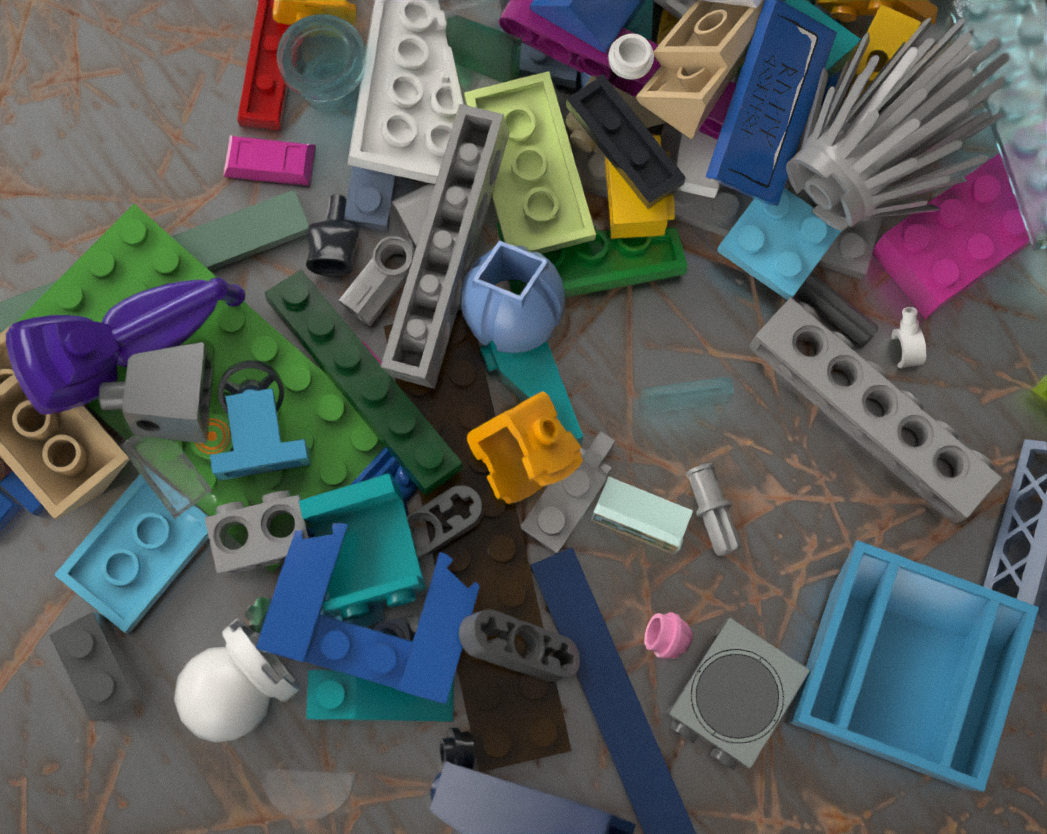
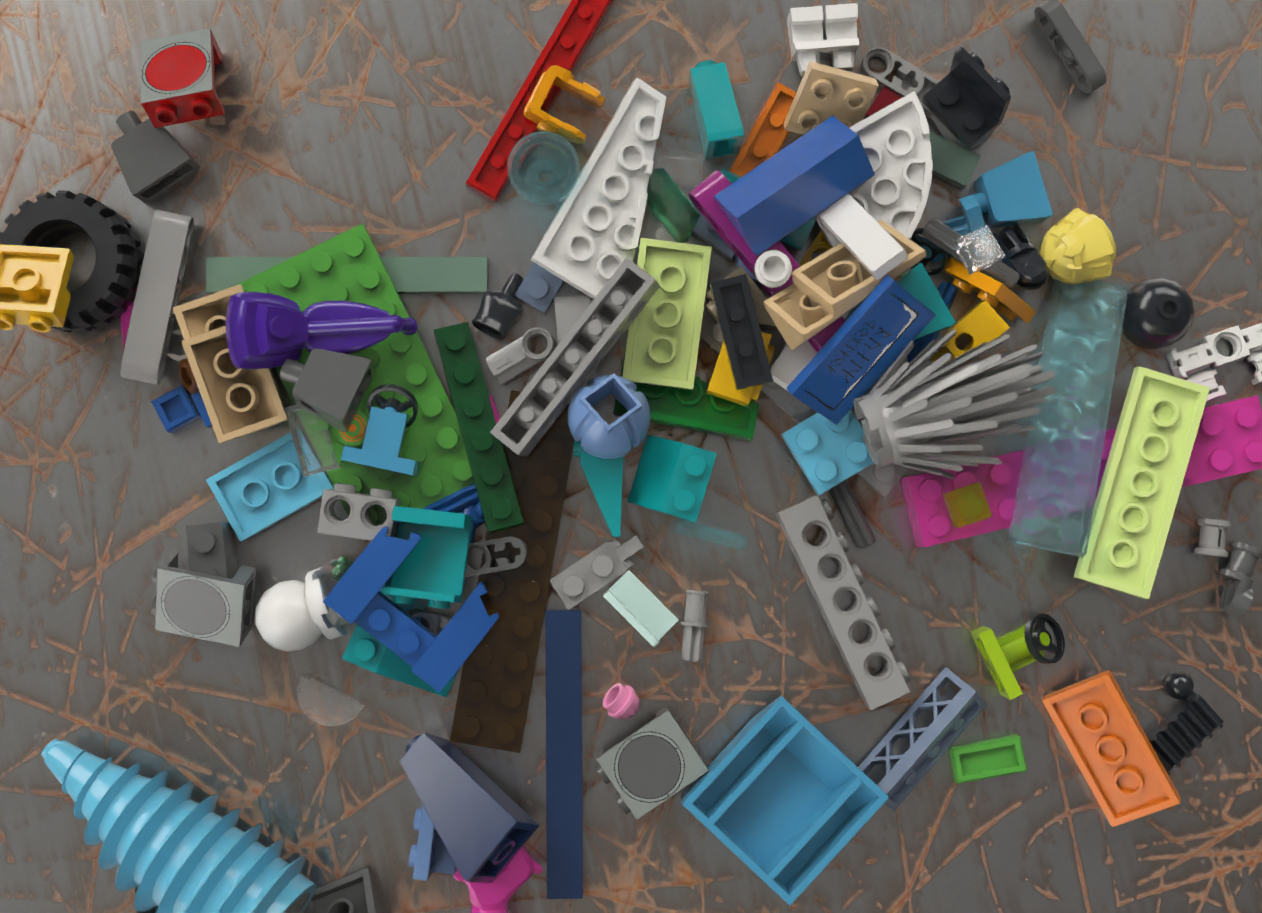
camera: 25 degrees right, 10 degrees up
(105, 722) = (203, 603): none -> panel
(269, 160) = (478, 224): dark pink tile -> none
(457, 748) = (440, 720): black plate -> none
(503, 652) = (496, 670): dark grey beam -> none
(525, 449) = (574, 529): light orange piece -> none
(614, 349) = (672, 478): none -> teal slope
(911, 339) = (894, 560): white piece -> none
(967, 233) = (967, 505): none -> clear neon green plate

